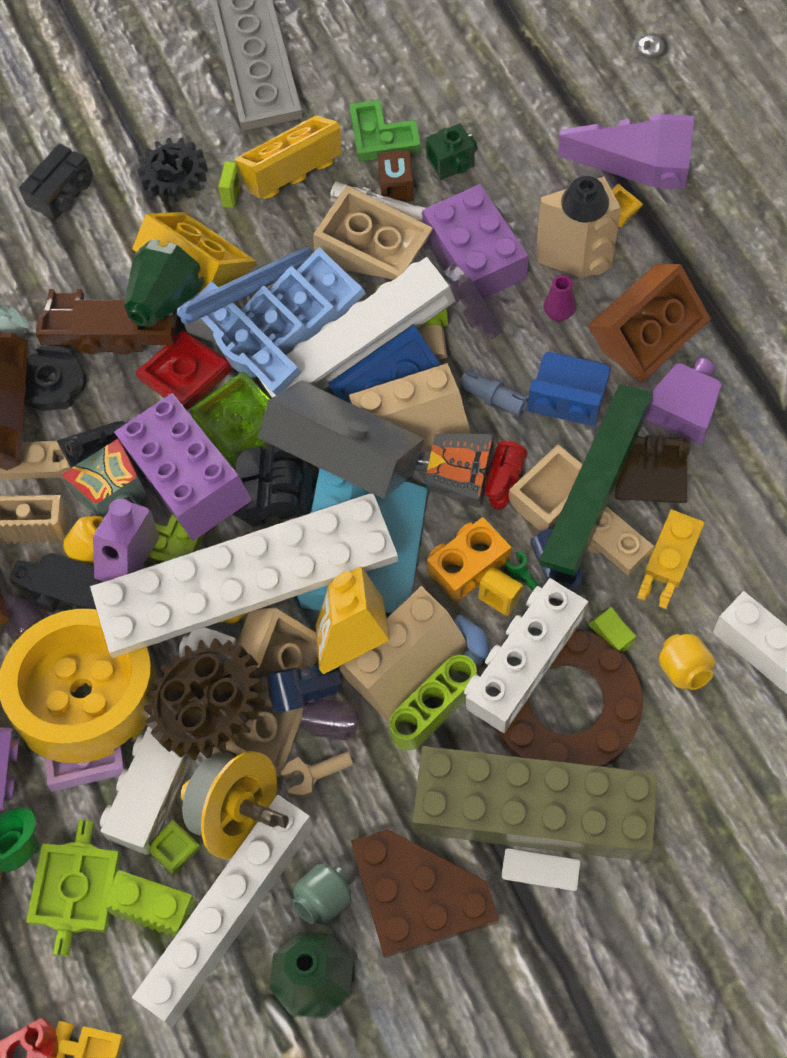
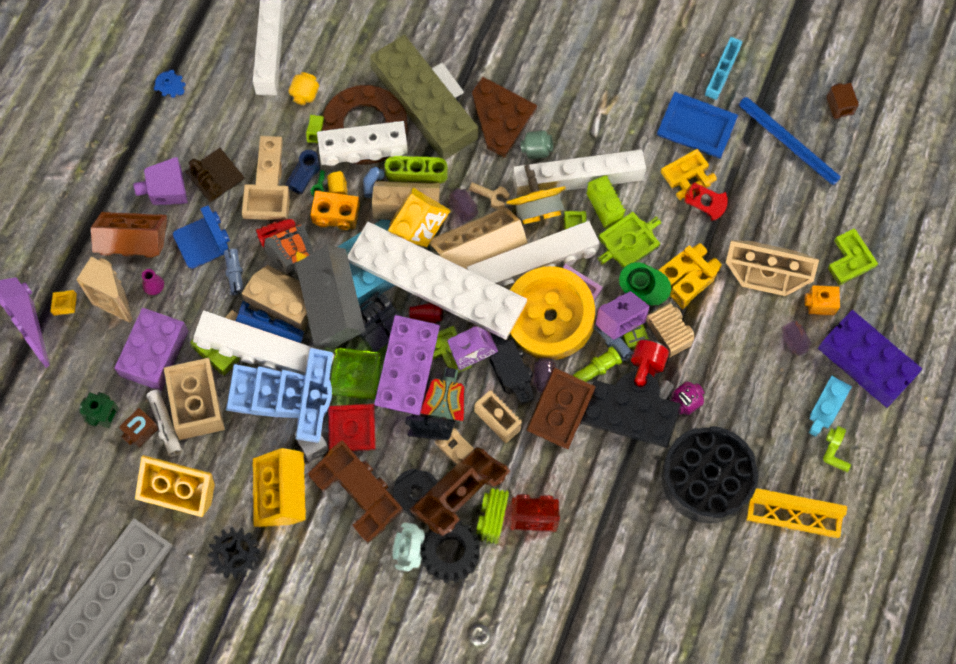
camera: 140 degrees left, 5 degrees up
(56, 182) = (296, 610): black brick -> none
(79, 540) = (481, 378): yellow head -> none
(160, 282) = (322, 463): dark green cone -> none
(193, 703) = (511, 222): dark brown gear -> none
(229, 184) = (217, 511): lime tile -> none
(241, 287) = (282, 418): medium blue axle -> none
(296, 686) = (463, 222): dark blue piece -> none
(320, 988) = (570, 124): dark green cone -> none
(376, 137) = (118, 467): bright green plate -> none
(476, 310) = (195, 311): clear purple plate -> none
(585, 200) = (103, 271): black cone -> none
(596, 480) = (246, 179): dark green tile -> none
(671, 555) = (249, 135): yellow hinge -> none

